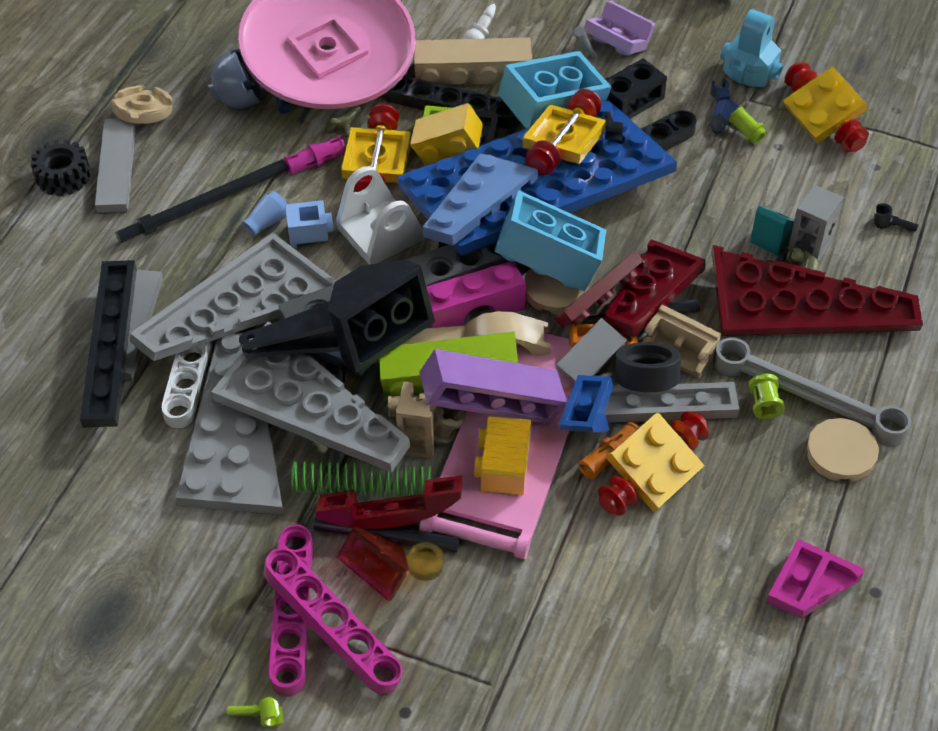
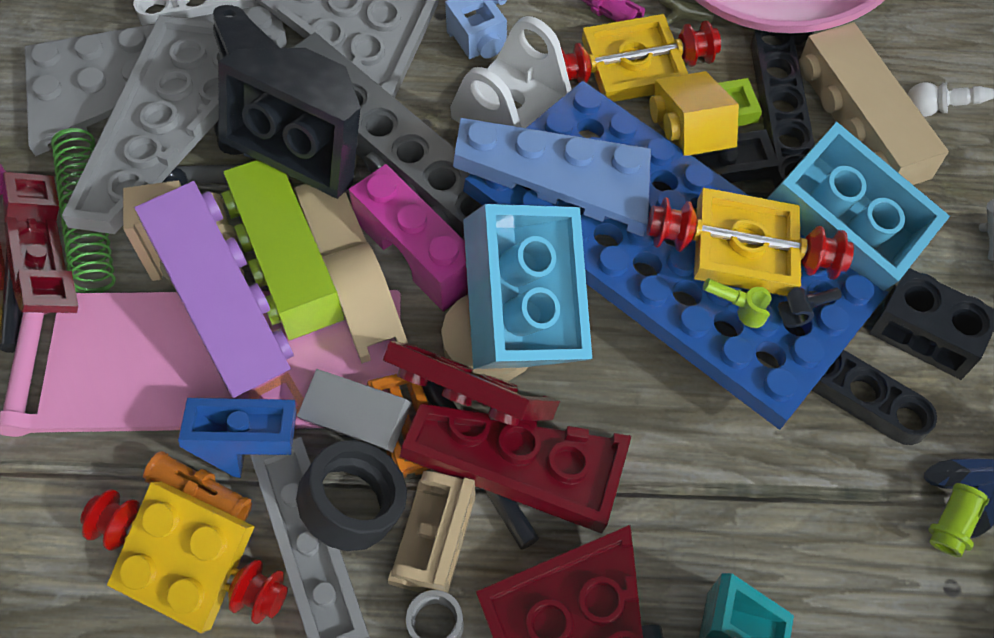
camera: 70 degrees right, 10 degrees up
(504, 455) = (136, 350): yellow brick -> none
(605, 148) = (751, 305): none -> lime hand

